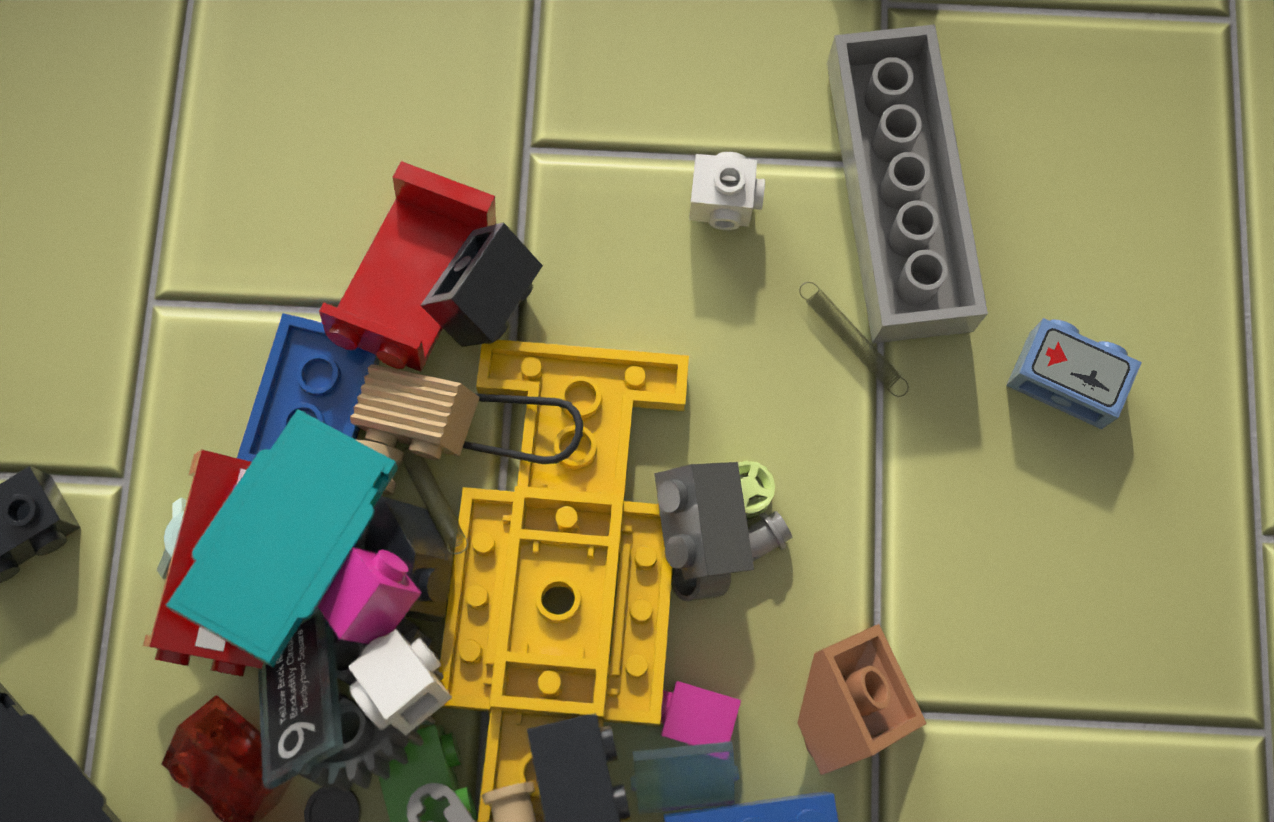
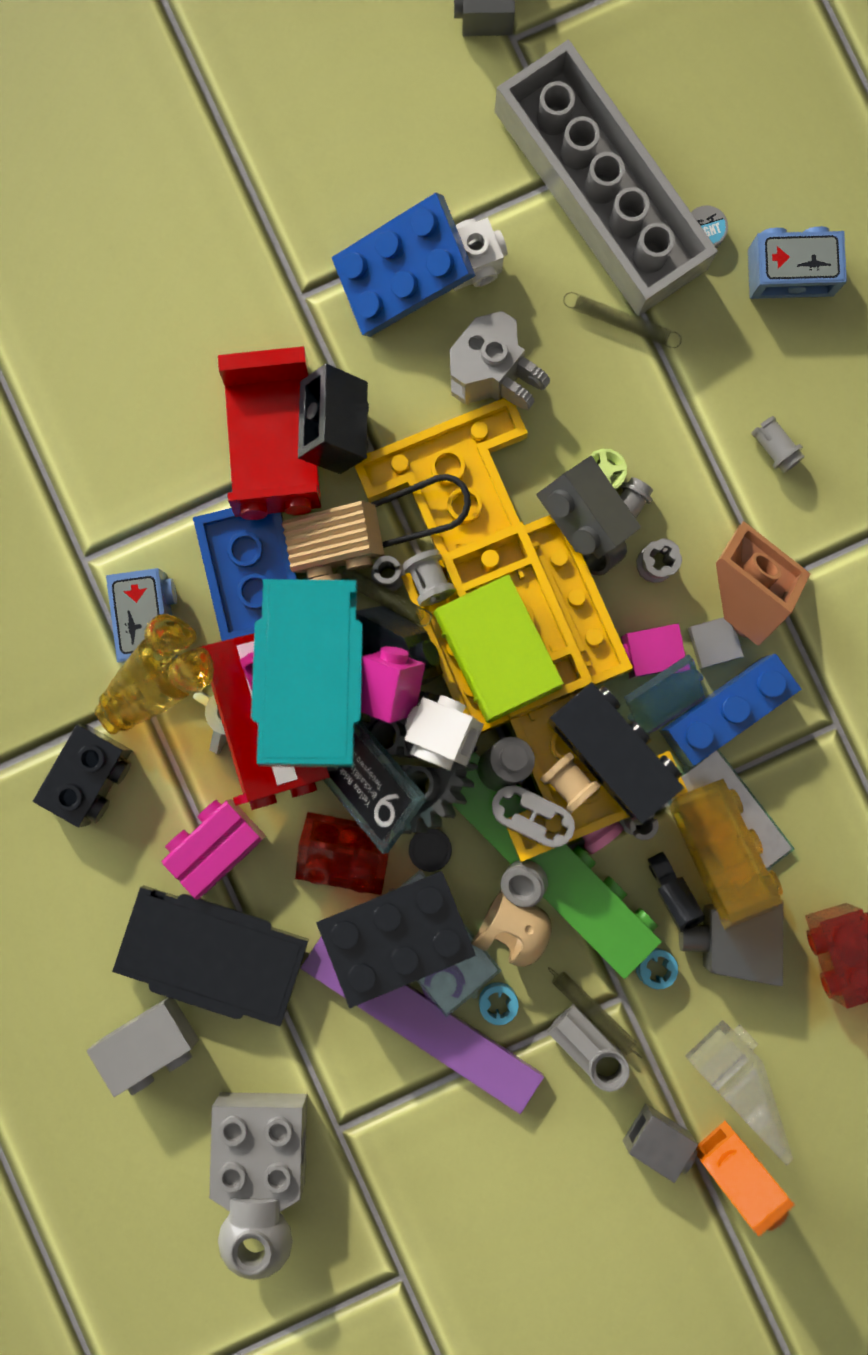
camera: 30 degrees left, 10 degrees up
(94, 681) = (212, 848): none -> dark pink brick
(138, 454) = (144, 687): none -> clear yellow piece
(171, 390) = (134, 602): none -> brick
(447, 466) = (382, 563): none -> light grey pin
(457, 757) = (506, 763): none -> flat silver brick
(487, 503) = (429, 577): none -> light grey bush
(514, 621) = (498, 649): none -> lime piece
(644, 166) = (403, 265): none -> blue plate
(685, 312) = (489, 362): none -> light grey hinge
(759, 602) = (672, 559): none -> light grey bush
(776, 746) = (715, 642): none -> light grey tile
(958, 559) = (778, 445): none -> light grey pin
(999, 286) = (712, 222): none -> tile

